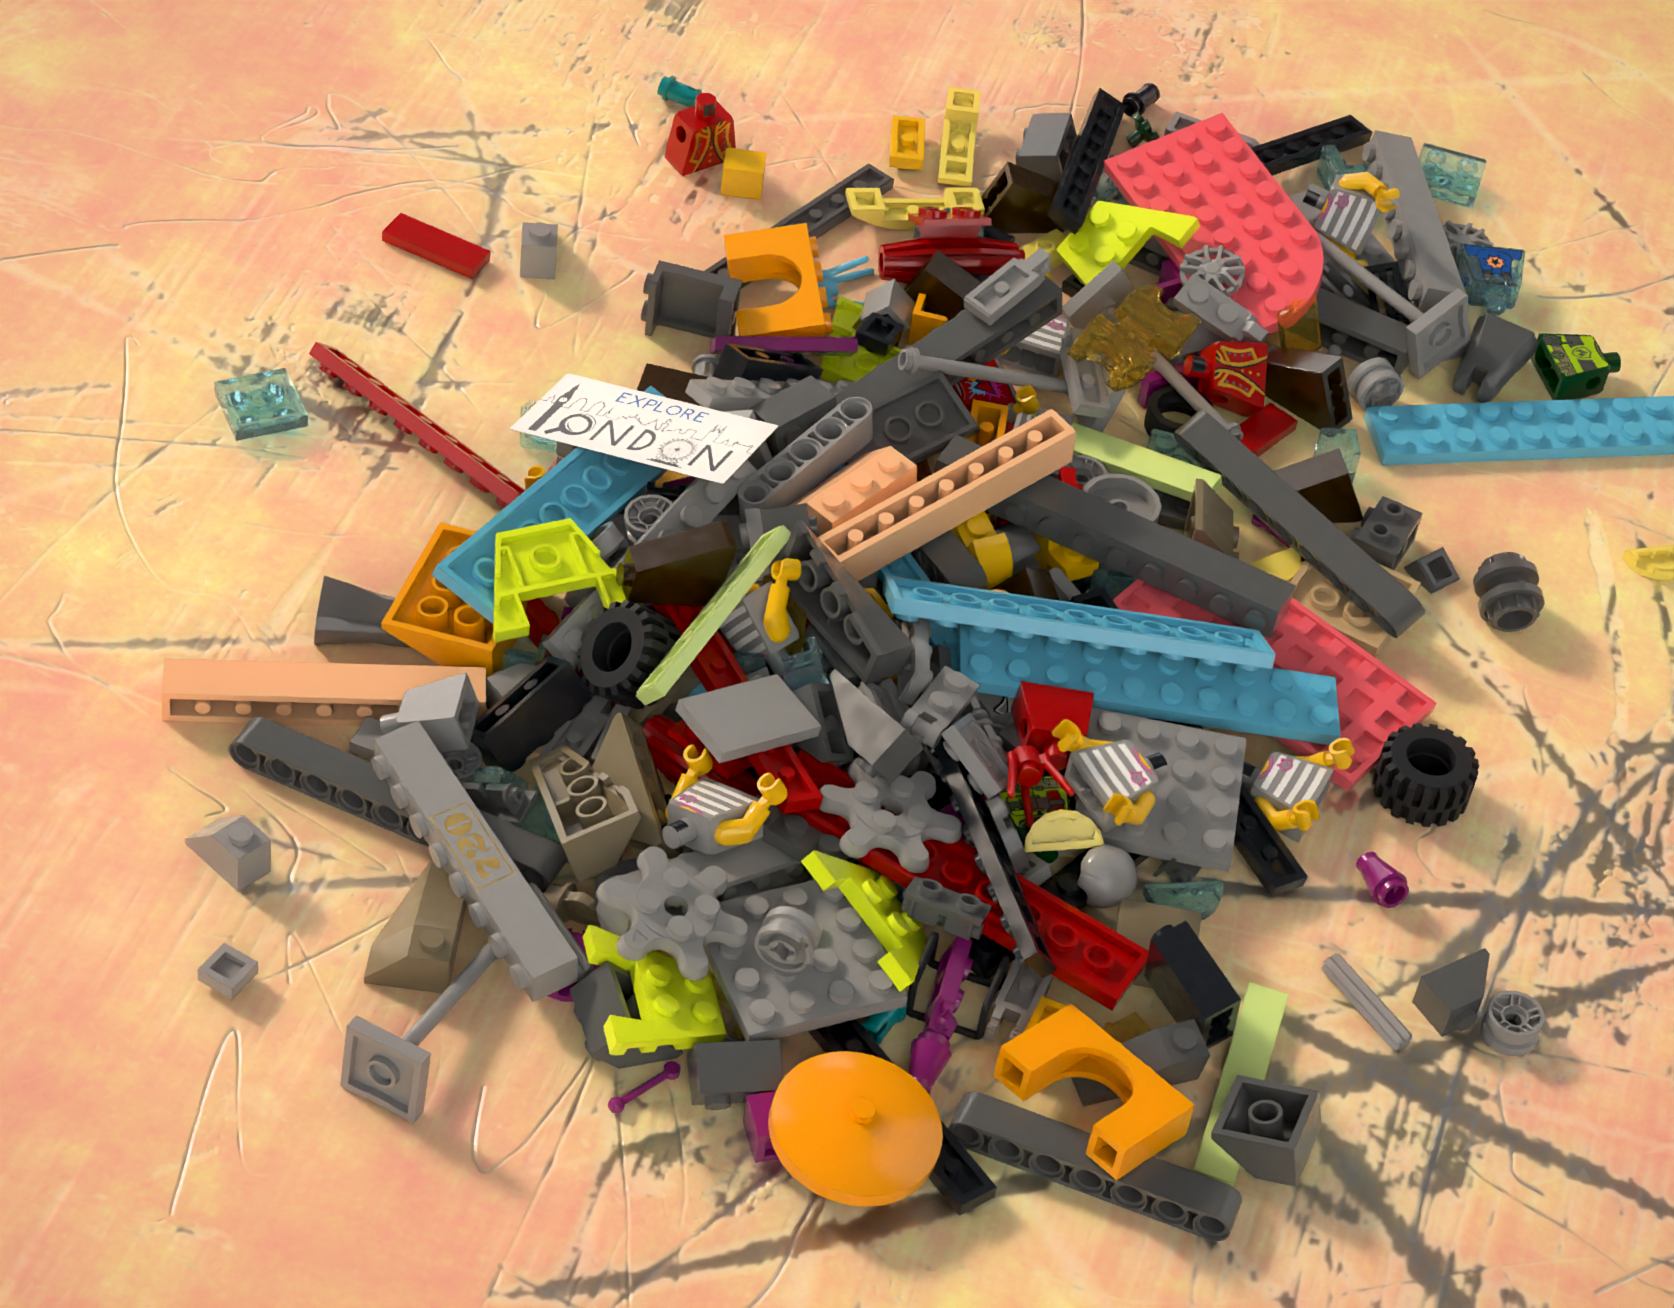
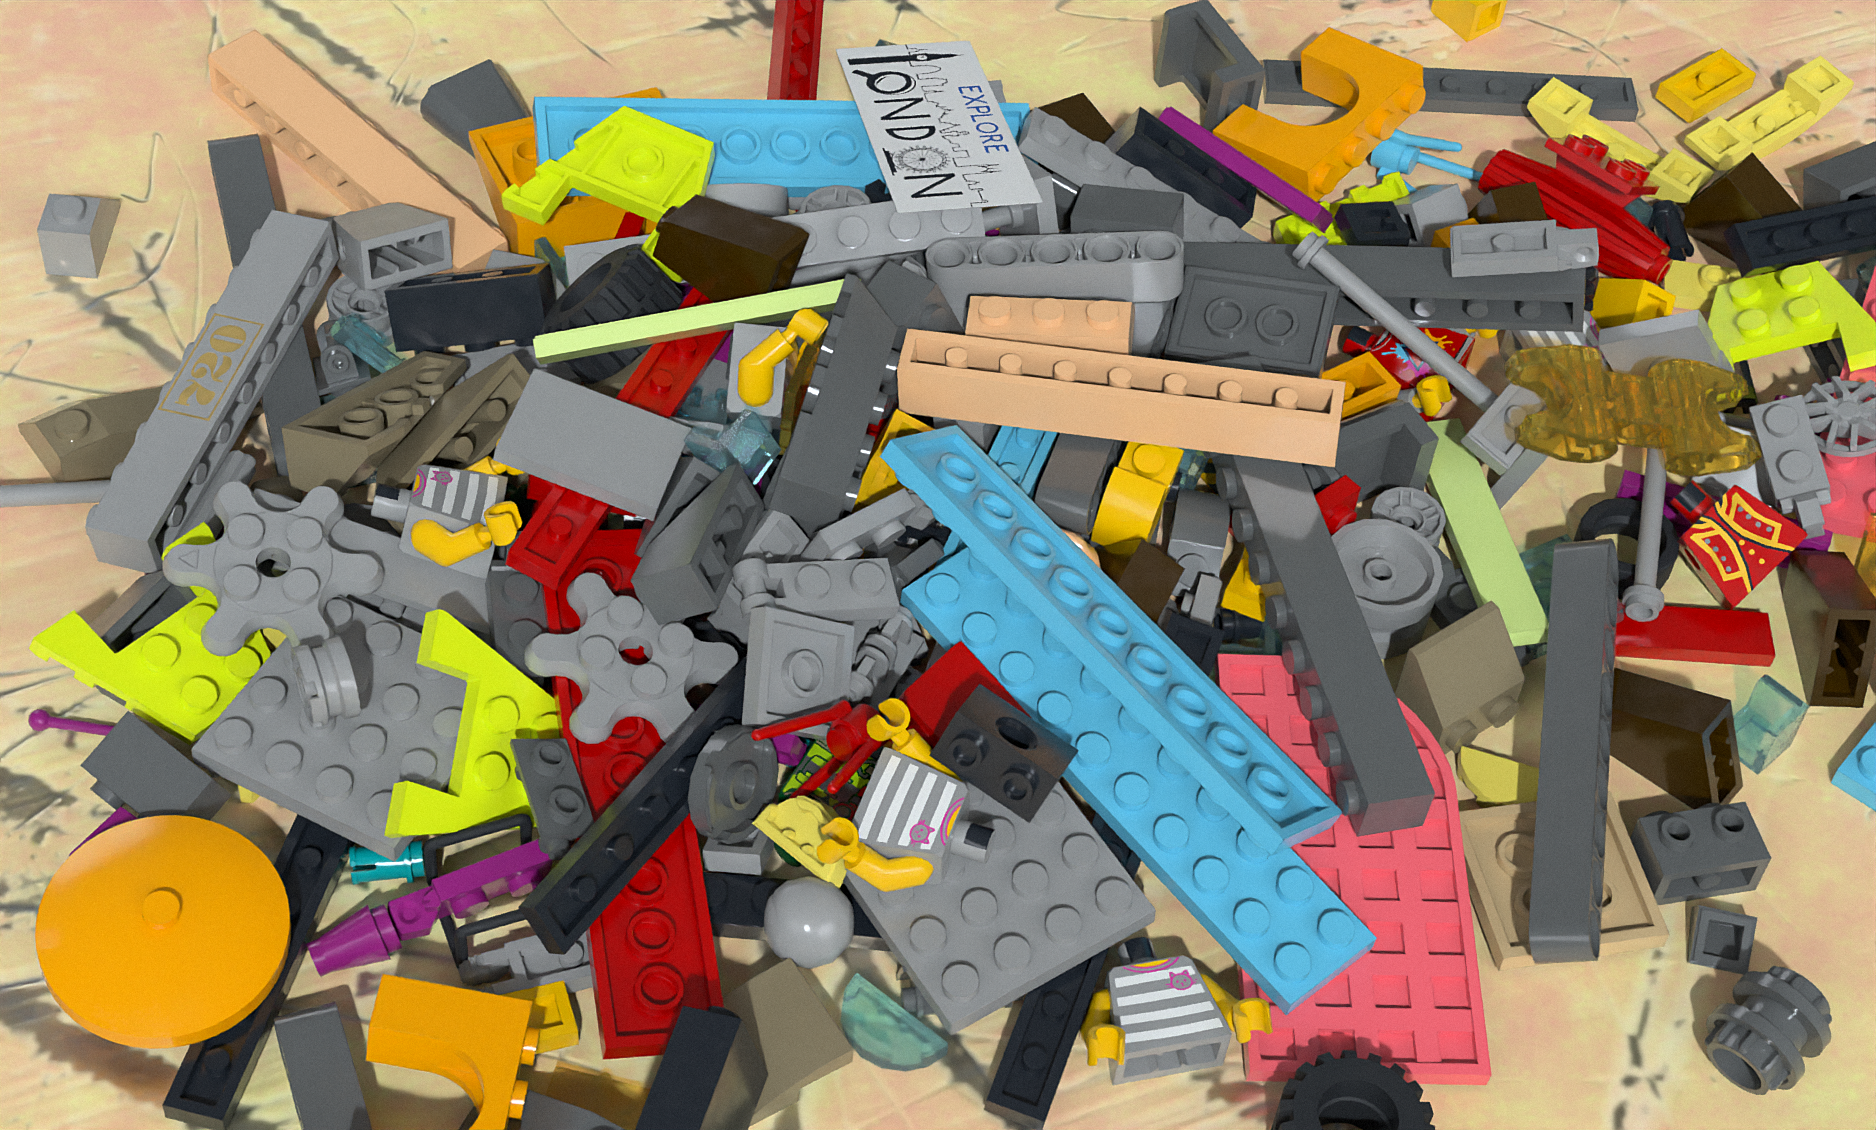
camera: 50 degrees right, 5 degrees up
(1123, 711) = (1003, 753): none -> black brick

